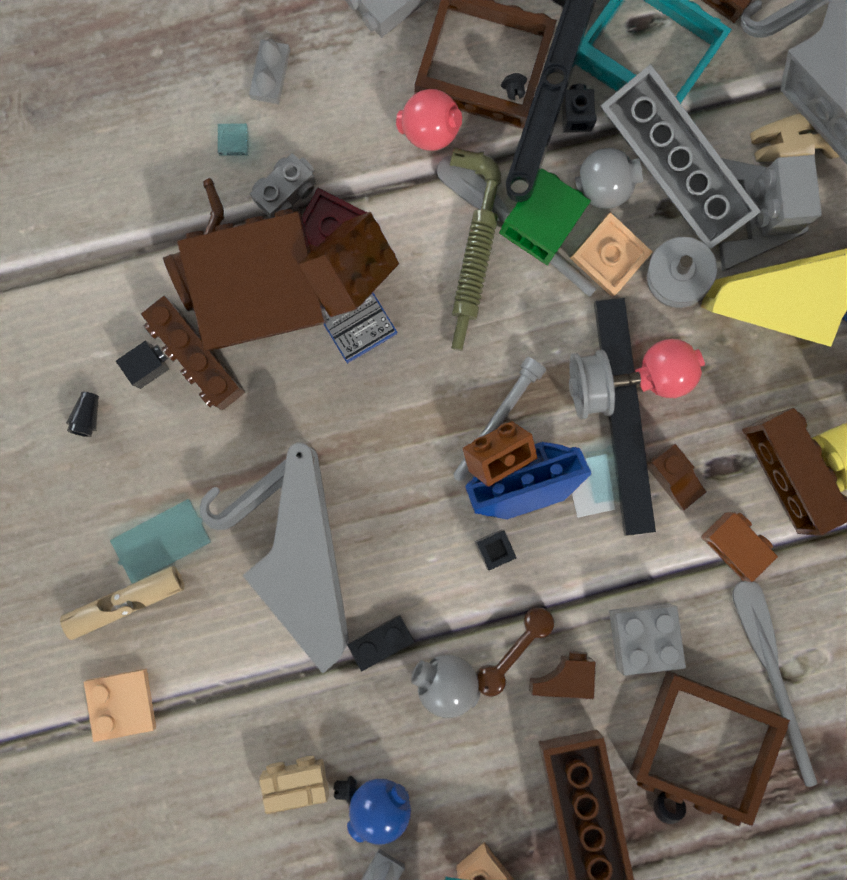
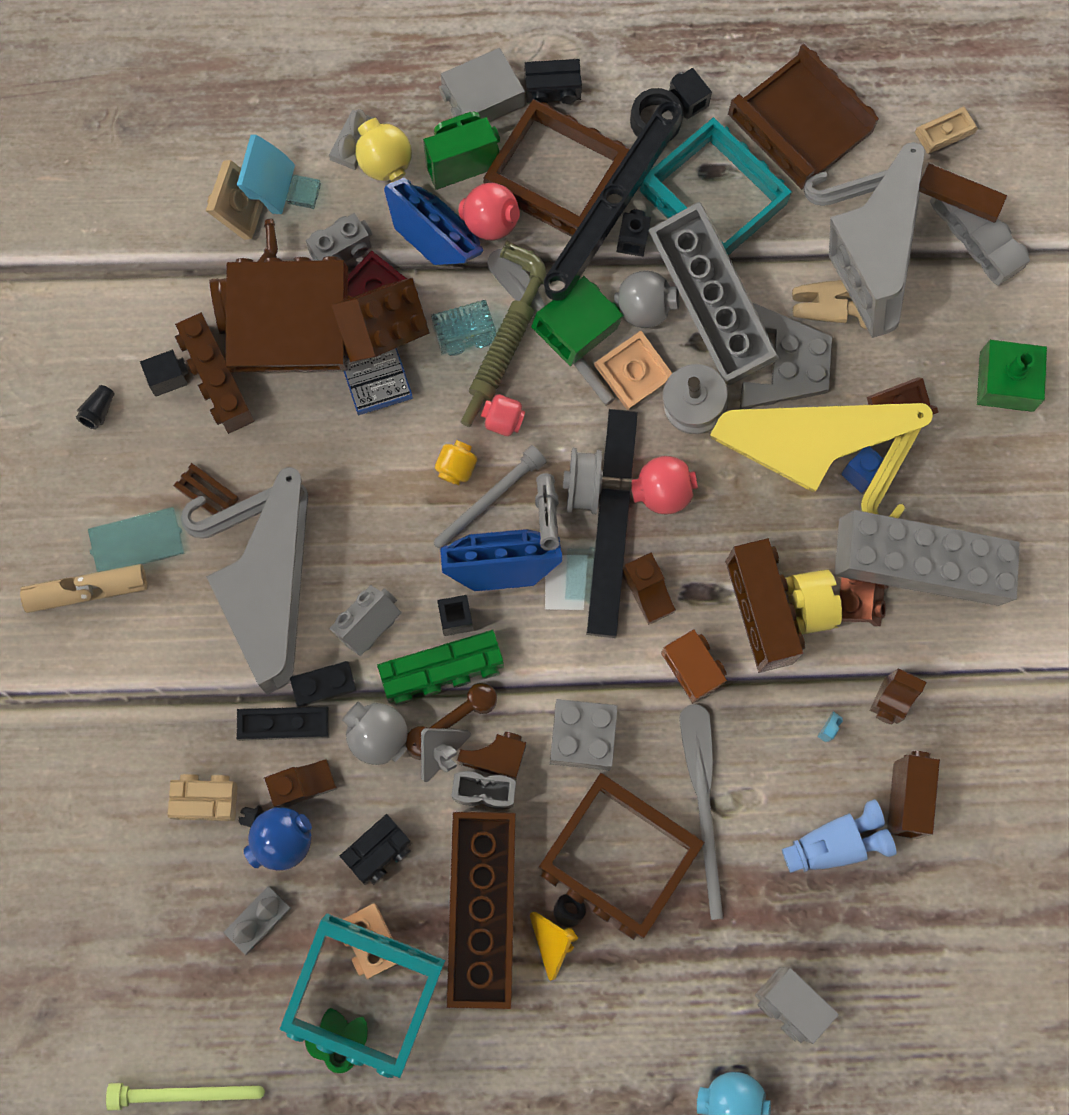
camera: 10 degrees right, 10 degrees down
(120, 705) = (54, 686): light nougat plate -> none
(168, 165) = (231, 205): none -> tan tile
(190, 131) = (266, 174): none -> medium azure slope
(193, 466) = (187, 478): none -> reddish brown tile
(304, 78) = (382, 151): none -> light yellow brick
(351, 690) = (282, 723): none -> black tile
(373, 148) = (430, 224): none -> blue wedge
(383, 748) = (300, 783): none -> reddish brown arch
(384, 58) = (460, 149): none -> green brick
(408, 573) = (366, 619): none -> light grey brick
(431, 249) = (464, 328): none -> clear light blue brick
(457, 392) = (455, 462): none -> yellow head
(474, 796) = (377, 850): none -> black brick
(492, 332) = (503, 415): none -> coral head
(492, 601) = (441, 666): none -> green brick
(500, 453) = (481, 524): dark orange brick -> none
(510, 686) = (438, 748): none -> light grey piece
(514, 85) = (575, 197): black piece -> none
(558, 718) = (474, 789): none -> light grey brick
(572, 451) = (546, 488): none -> light grey pin
(665, 848) = (552, 942): none -> yellow piece
(788, 195) = (806, 347): light grey brick -> none

